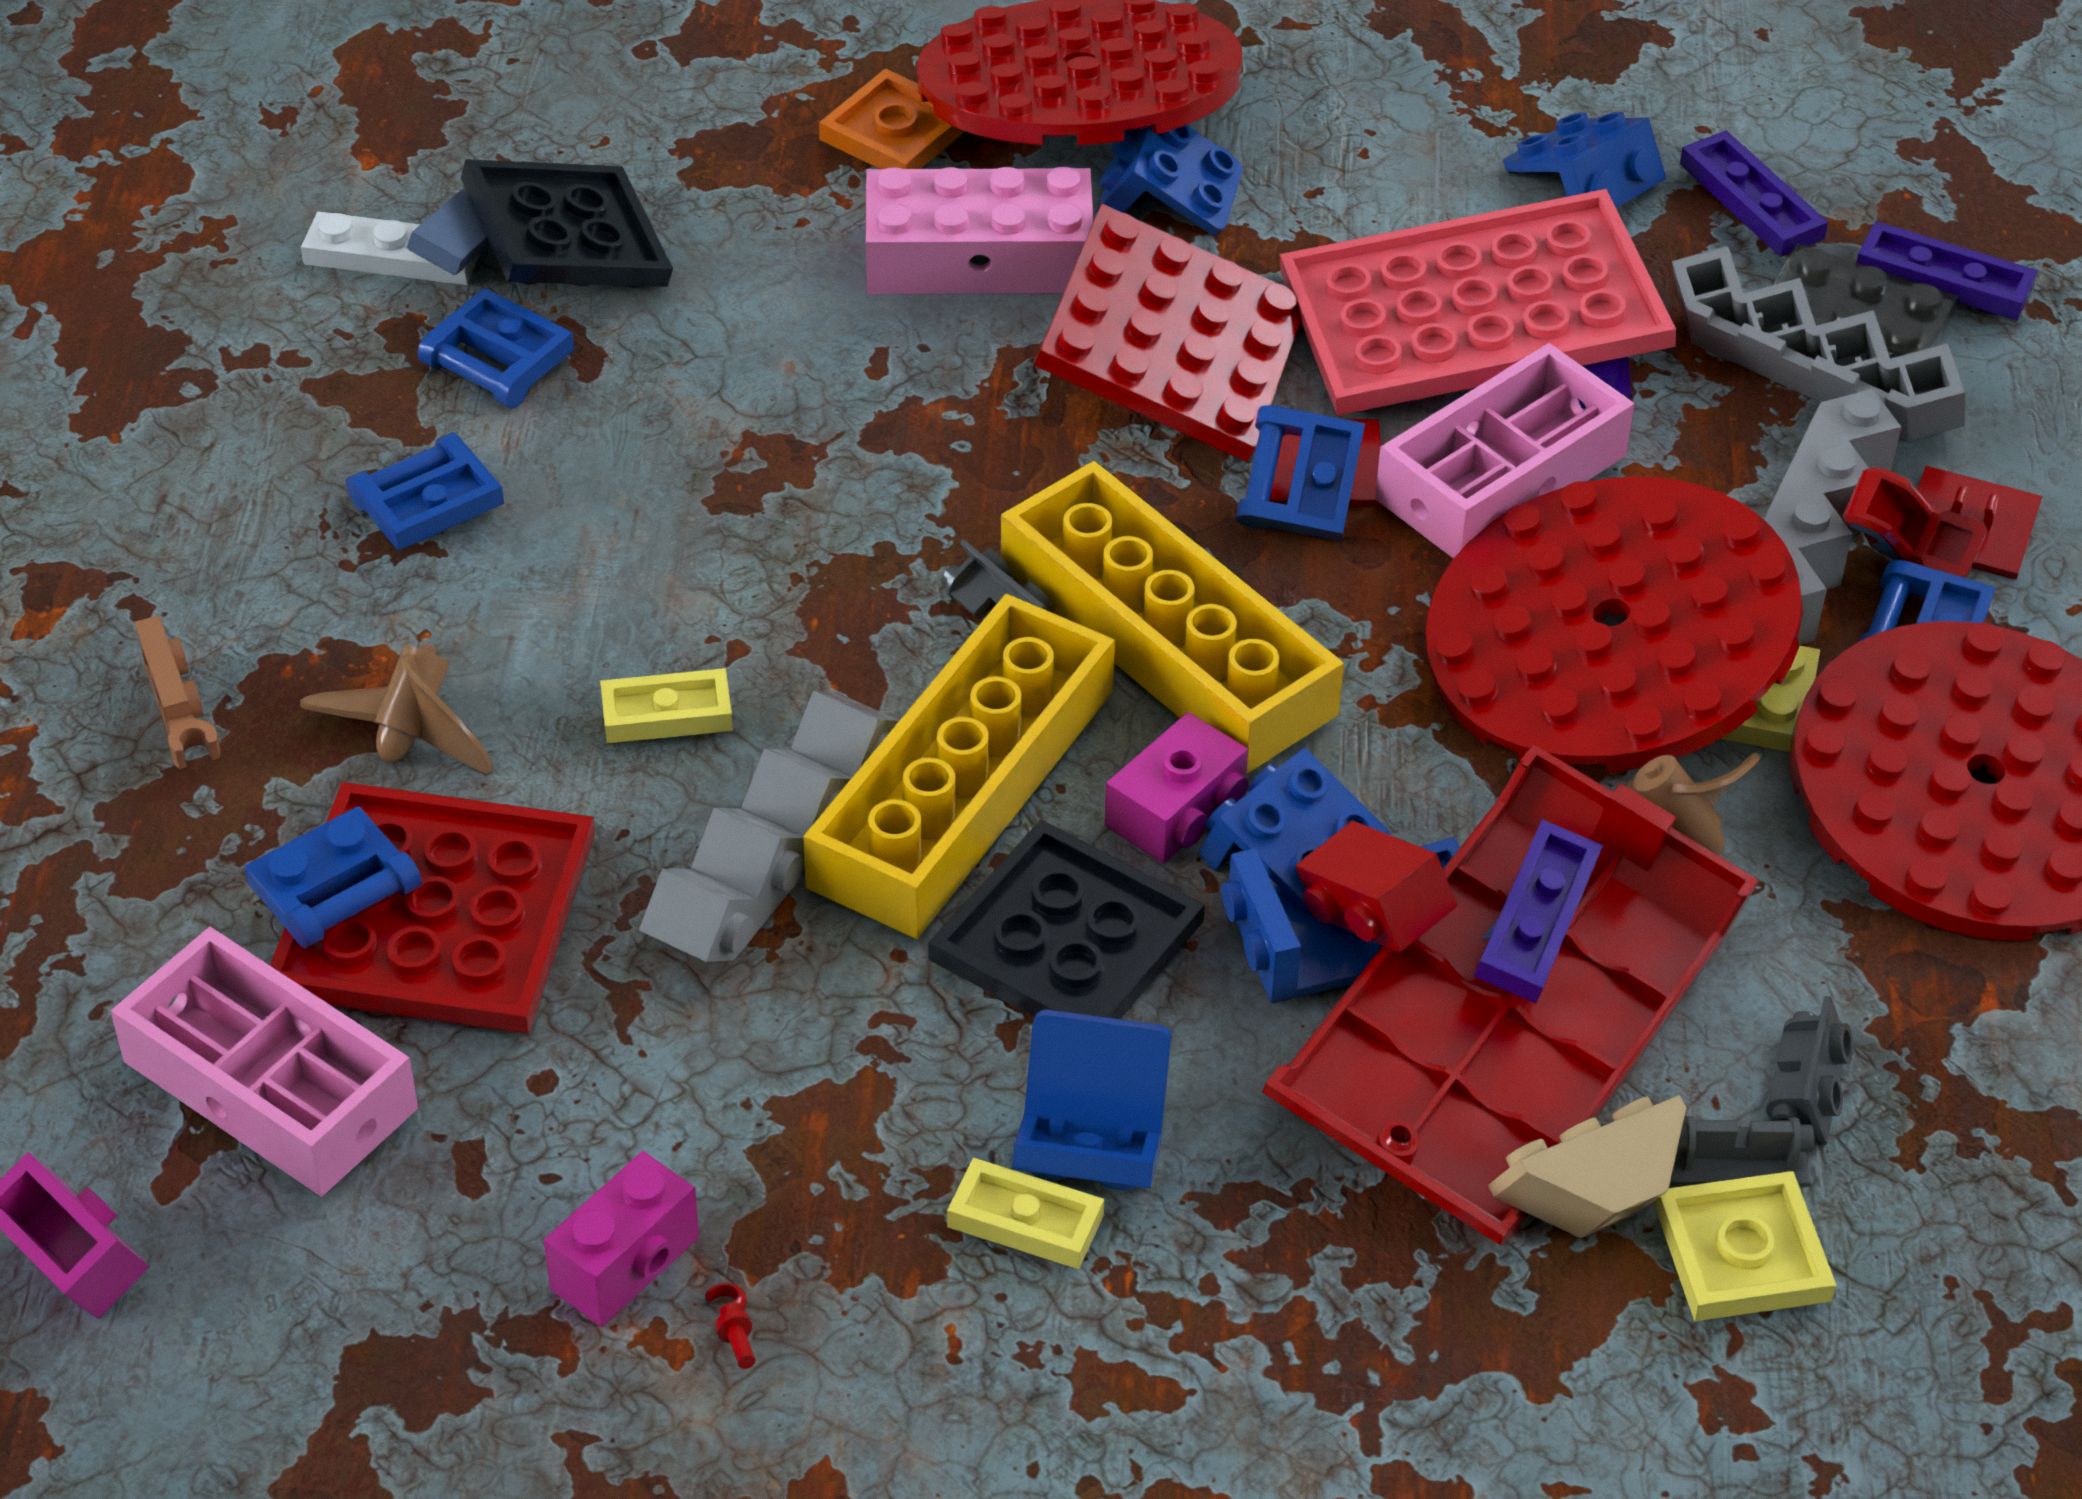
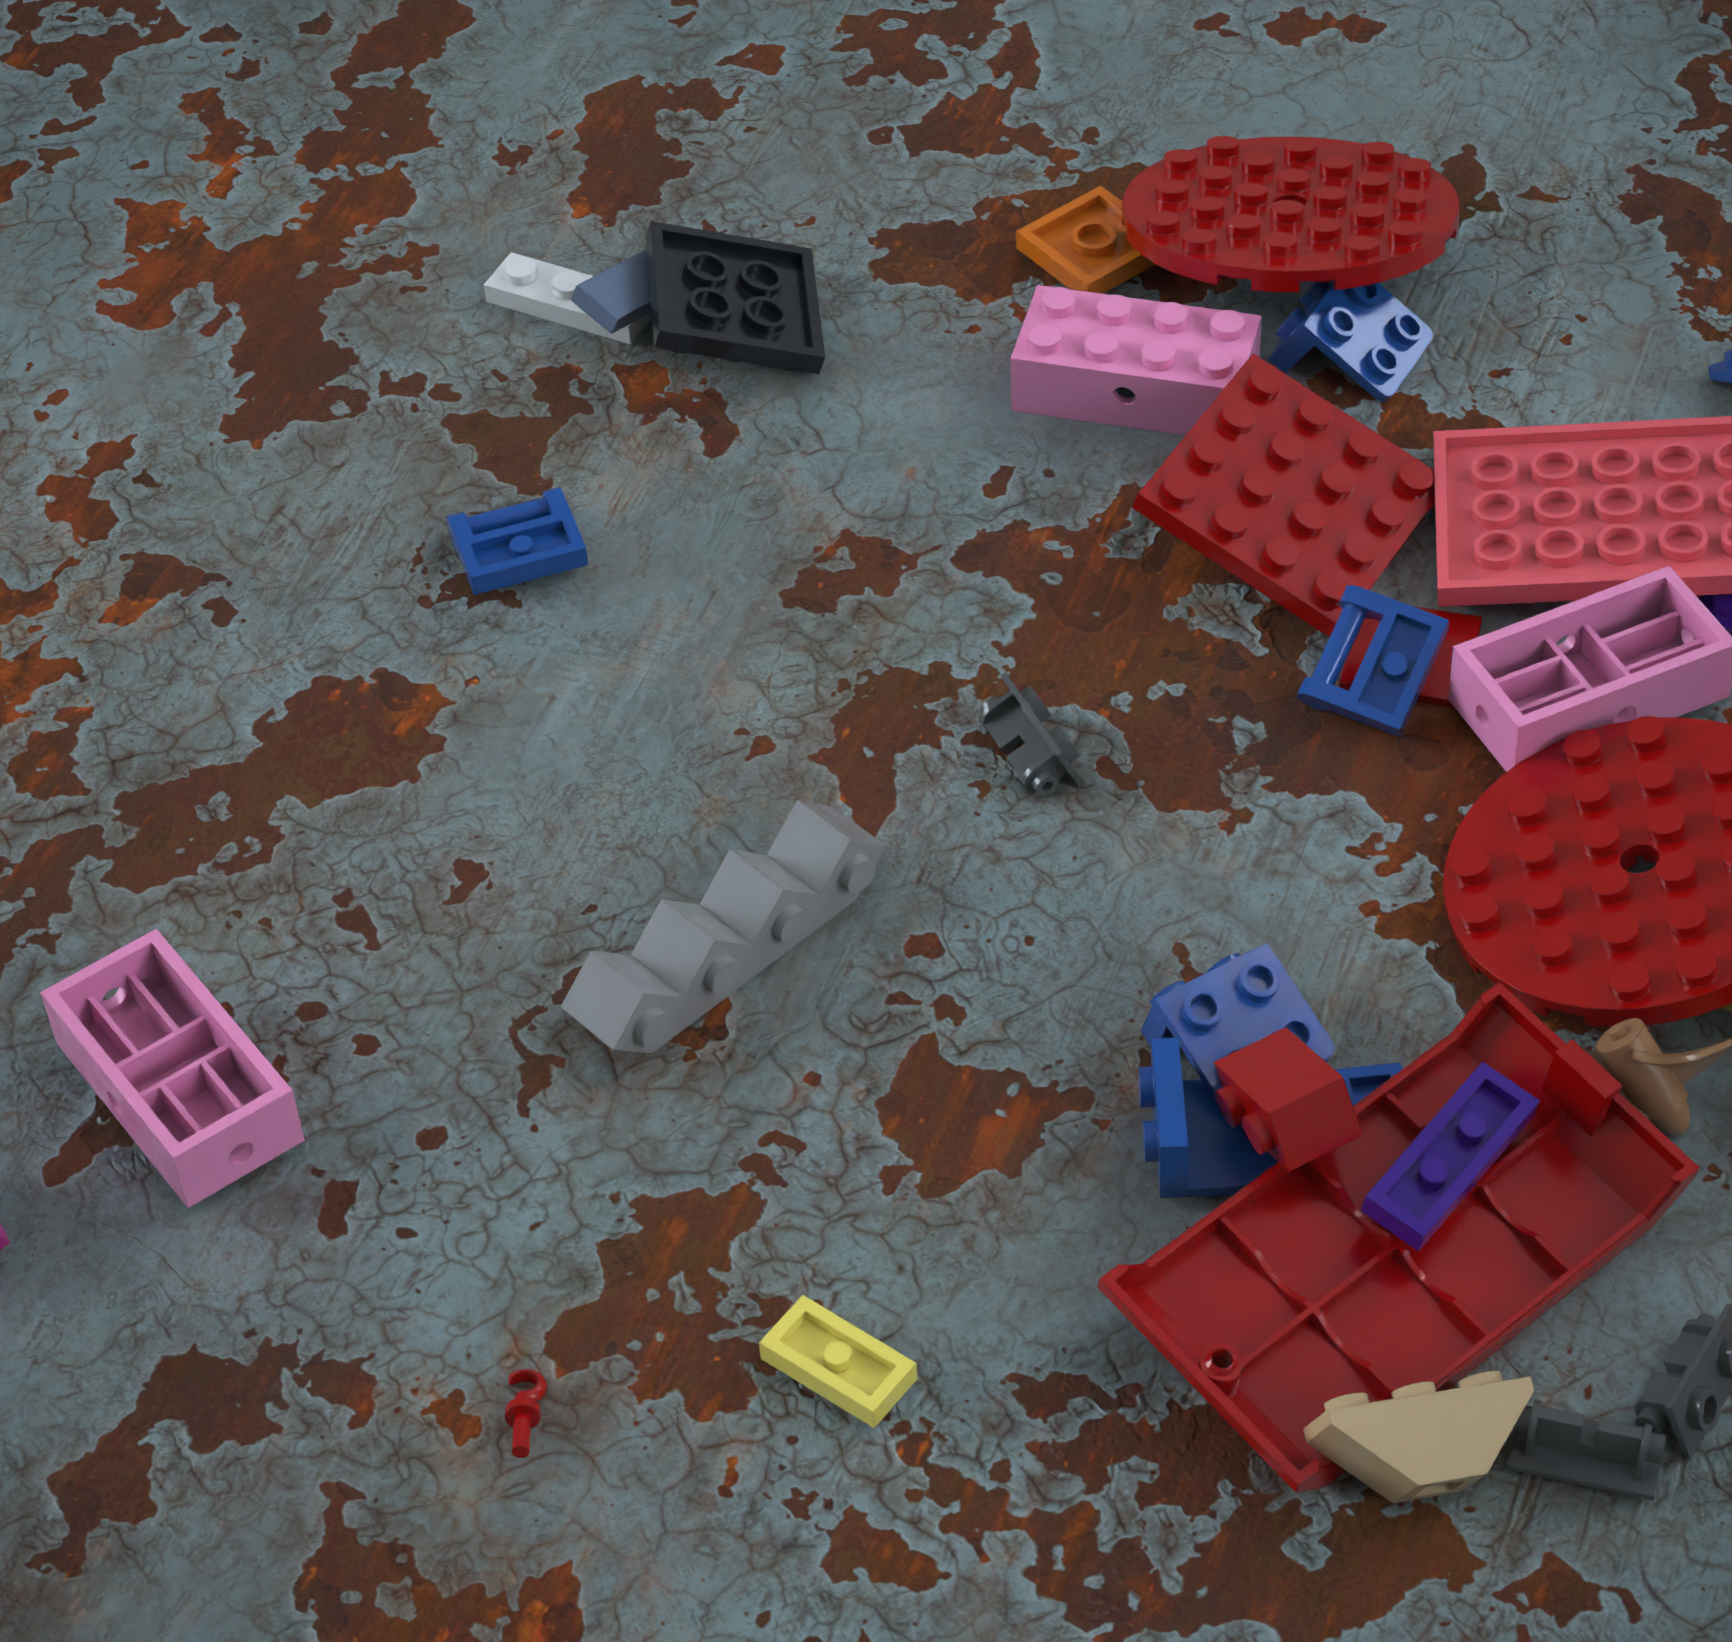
camera: 20 degrees right, 0 degrees up
(176, 699) = (216, 700): nougat plate -> none
(322, 867) = (293, 899): blue plate -> none
(408, 710) = (420, 750): medium nougat piece -> none
(478, 929) = (384, 948): red plate -> none
(504, 333) = (642, 396): blue plate -> none
(621, 1238) = (441, 1305): dark pink brick -> none
(666, 705) = (669, 789): light yellow plate -> none
(959, 766) = (925, 899): yellow brick -> none
(1066, 928) = (978, 1088): black plate -> none
(1094, 1100) = (935, 1263): blue bracket -> none
(1174, 611) = (1189, 787): yellow brick -> none
(1175, 787) = (1133, 956): dark pink brick -> none
(1745, 1246) = (1558, 1548): light yellow plate -> none

